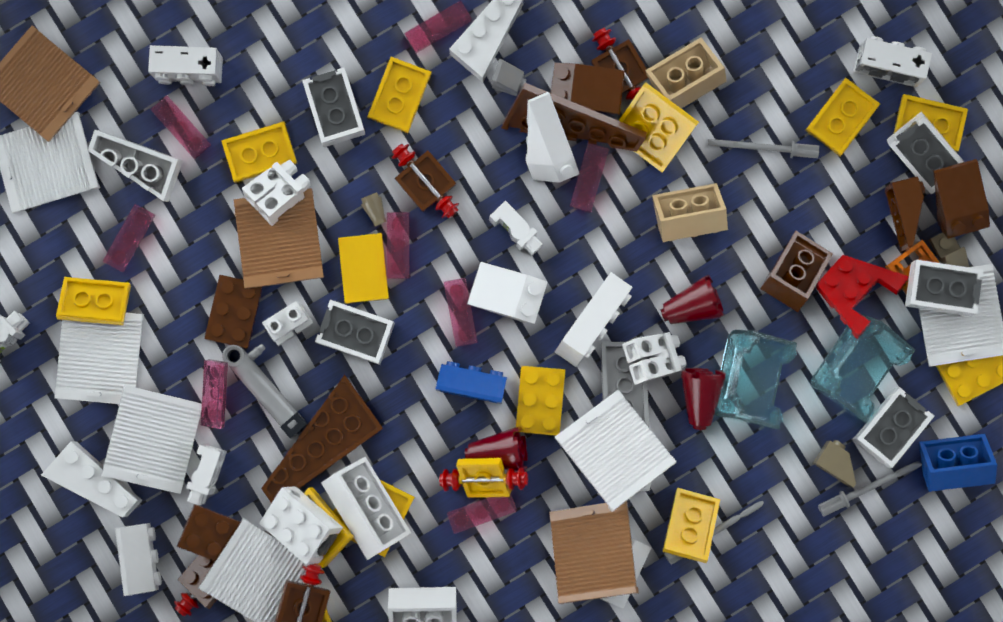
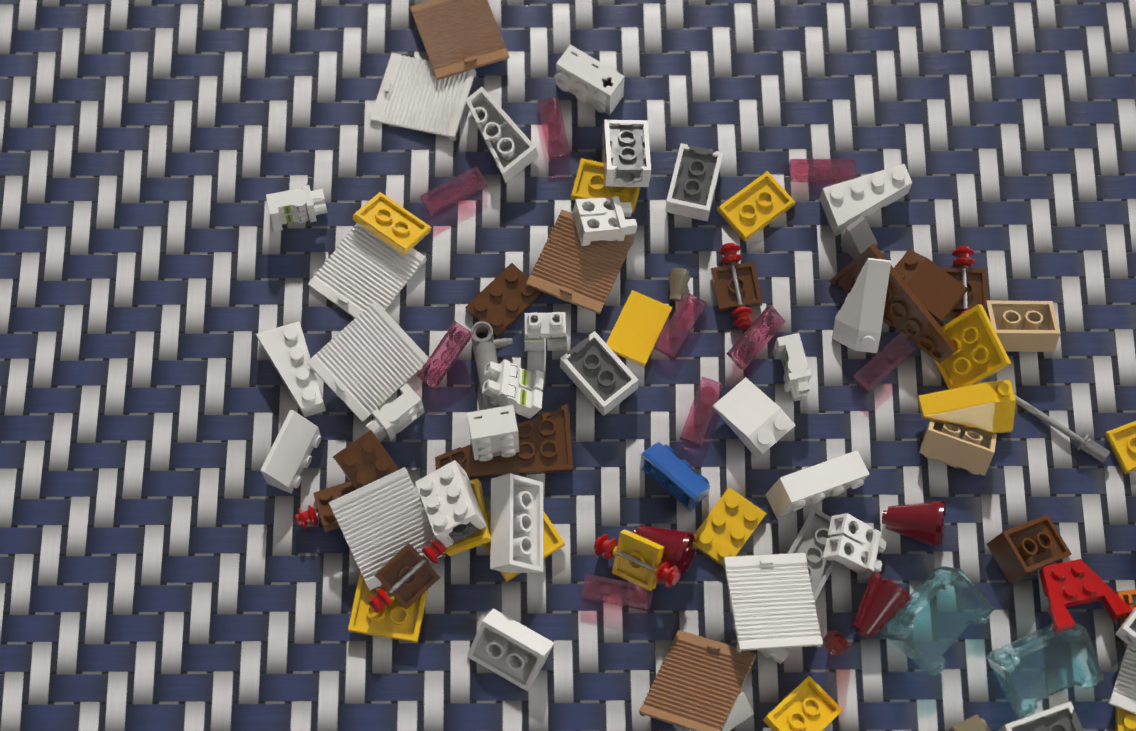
camera: 30 degrees right, 15 degrees down
(259, 116) = (626, 153): none -> piece
(292, 390) = (514, 387): none -> white hips
(300, 446) = (493, 433): none -> white piece
(468, 218) = (756, 337): none -> clear pink plate
(686, 449) = (836, 643): none -> clear red plate
(693, 170) = (979, 406): none -> yellow wedge

